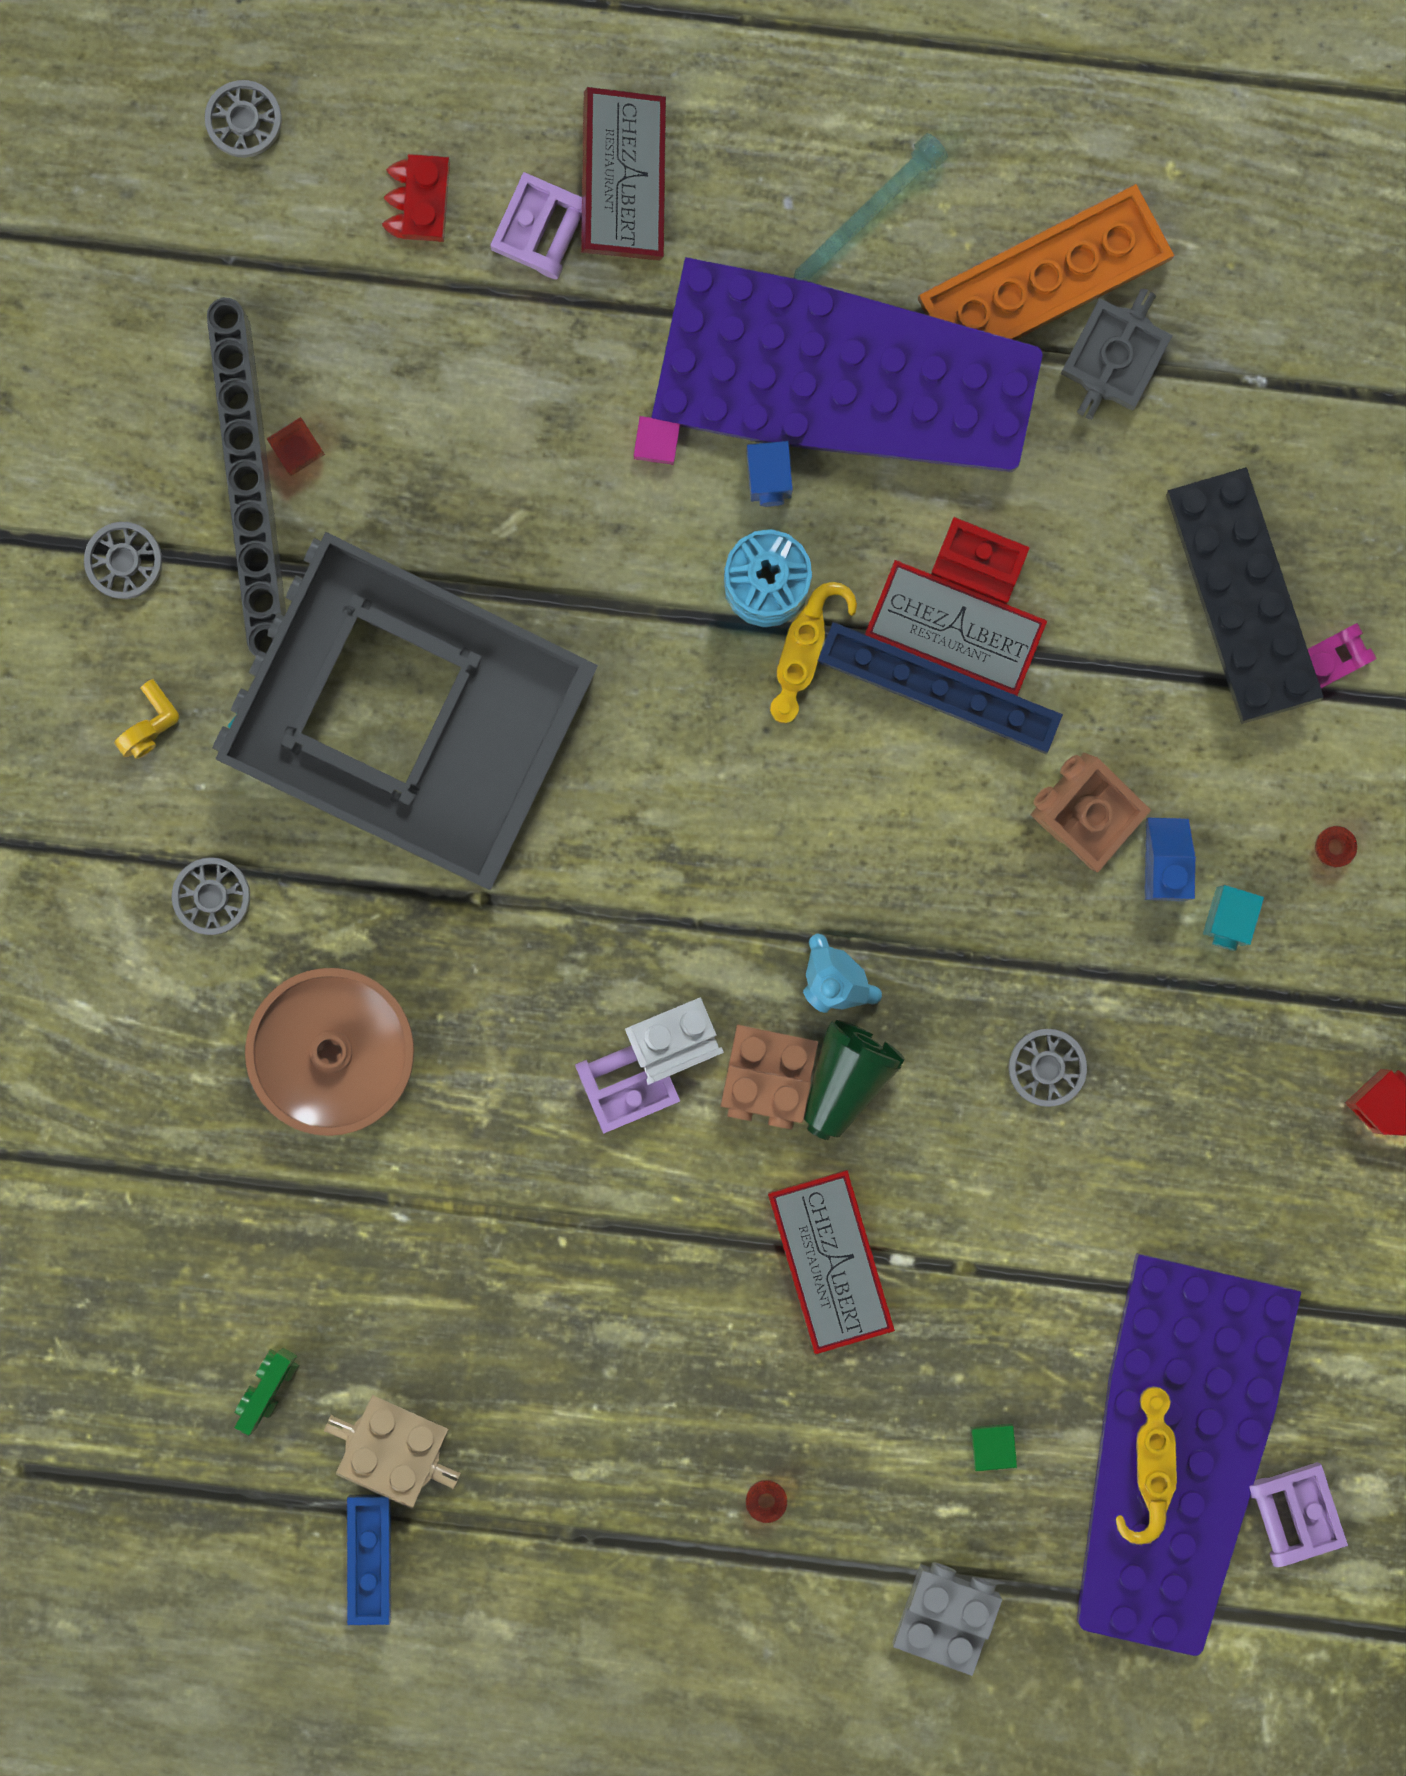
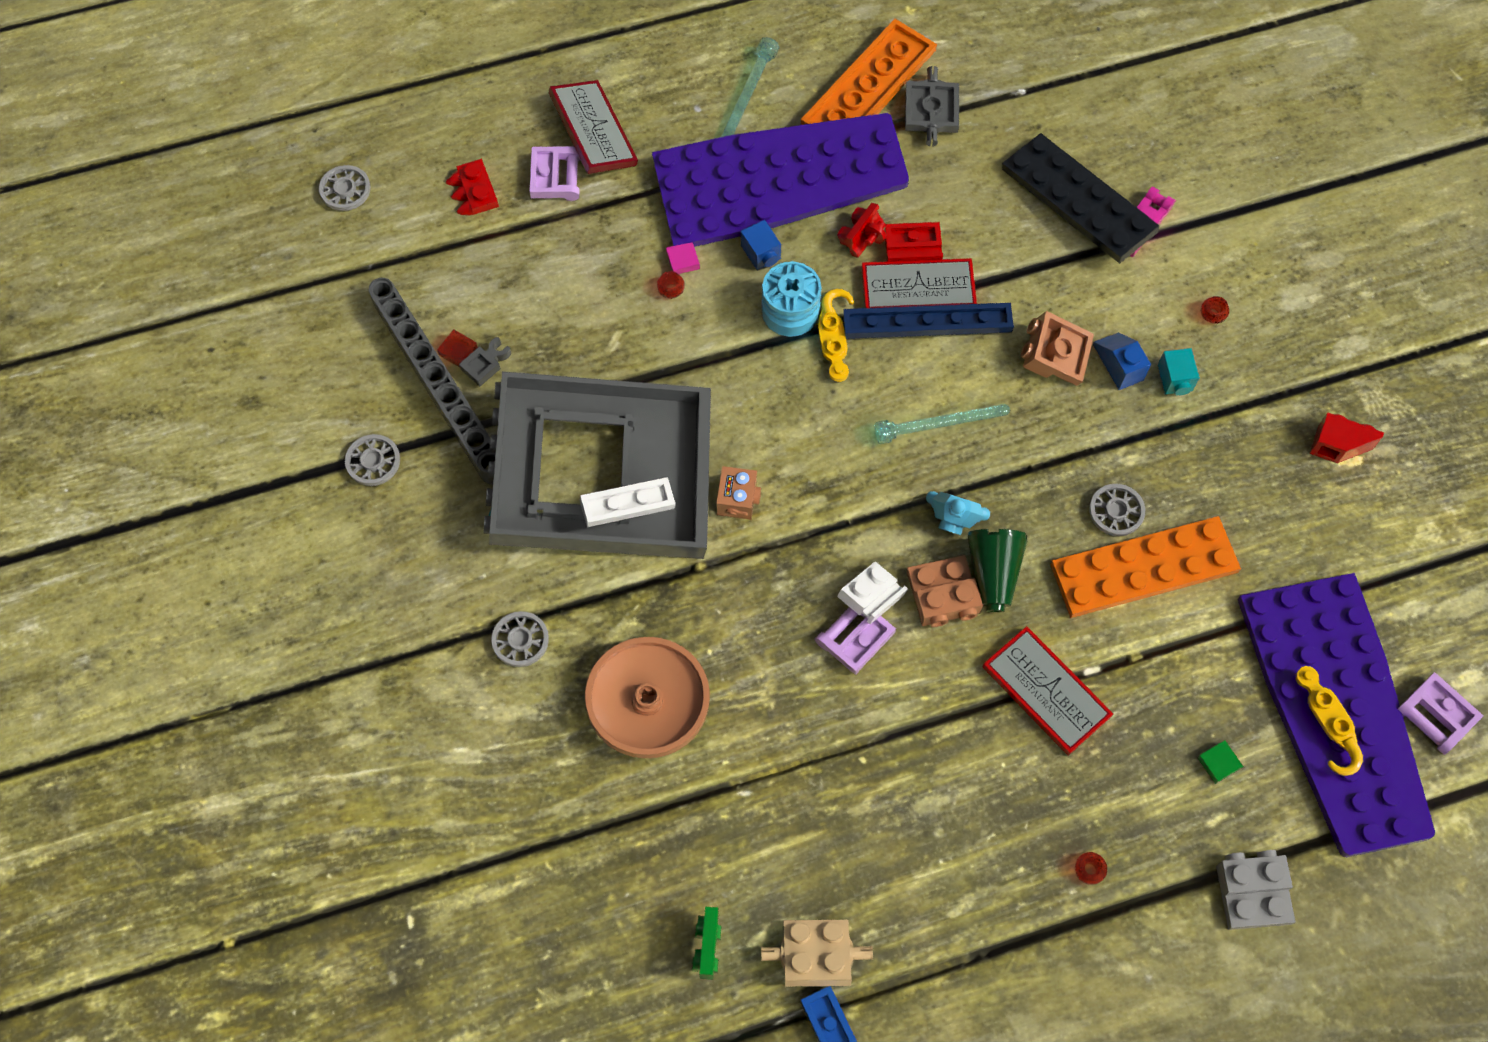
camera: 25 degrees left, 20 degrees down
(140, 737) = (429, 557): yellow plate -> none
(318, 485) = (484, 364): none -> dark grey plate
(410, 791) = (627, 502): none -> white plate
(569, 825) = (737, 493): none -> nougat head
(617, 464) = (670, 278): none -> clear red plate
(806, 825) = (886, 430): none -> clear light blue piece
(923, 515) = (867, 229): none -> red hips
(1042, 1159) = (1145, 566): none -> orange plate

